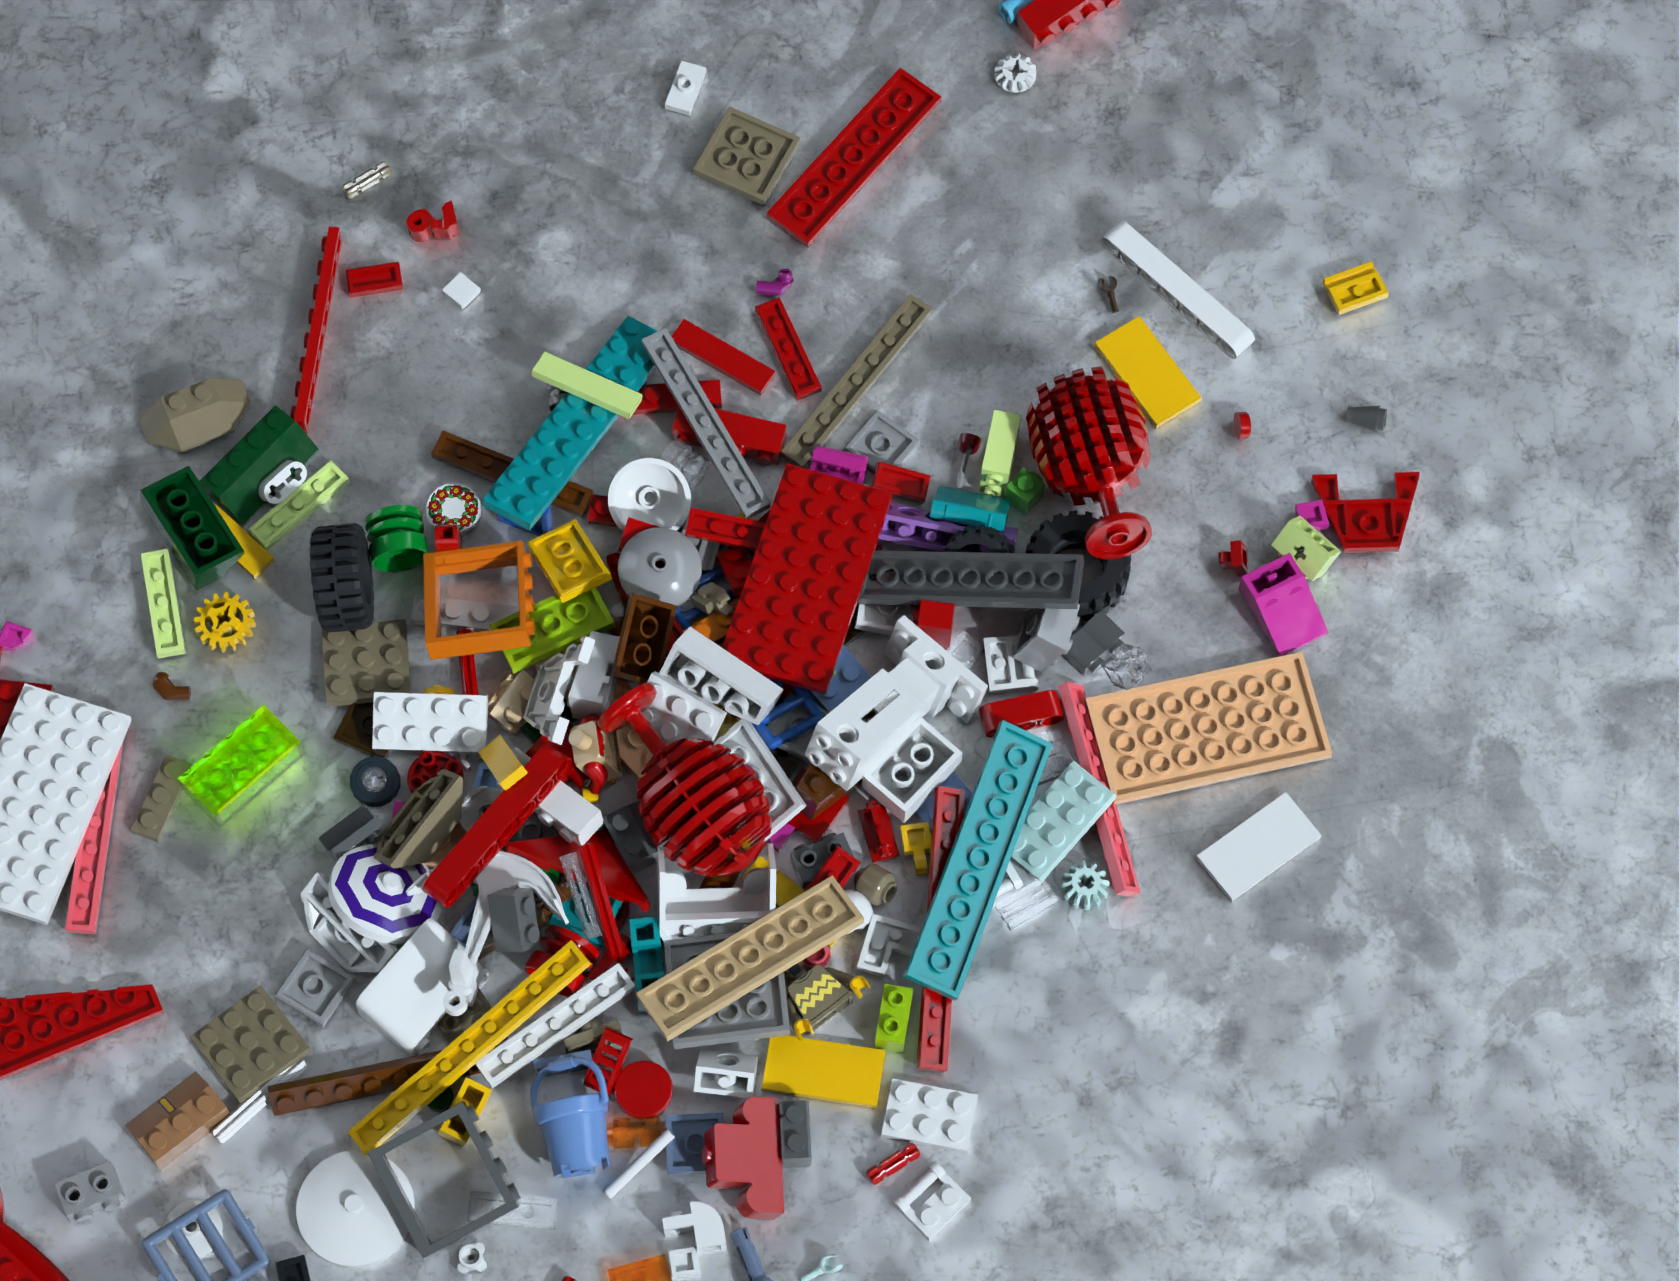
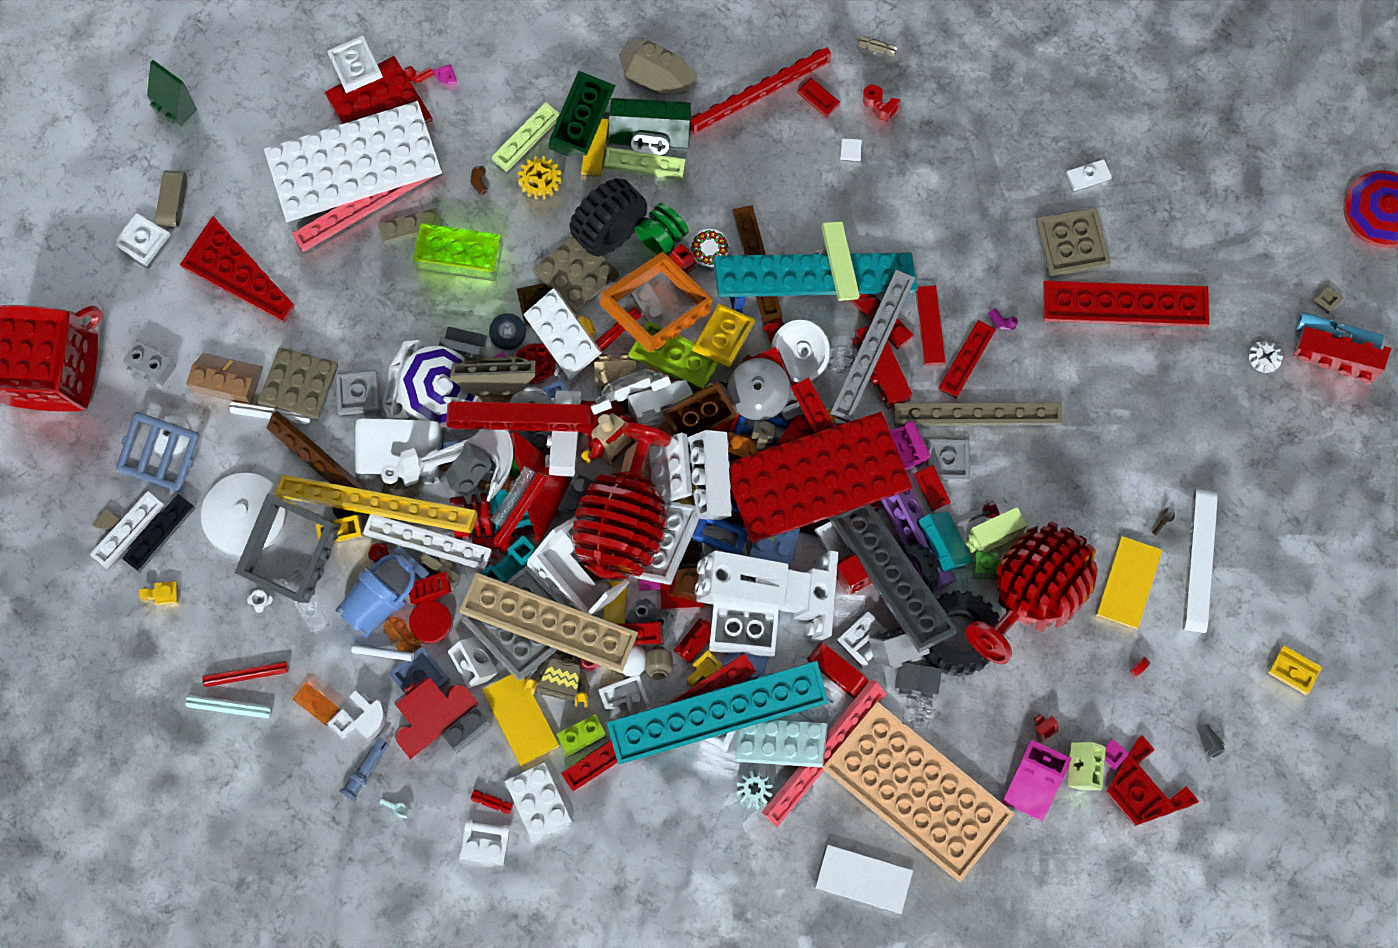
camera: 55 degrees right, 5 degrees up
(502, 762) = (561, 391): yellow tile -> none
(515, 1086) = (377, 547): none -> red plate

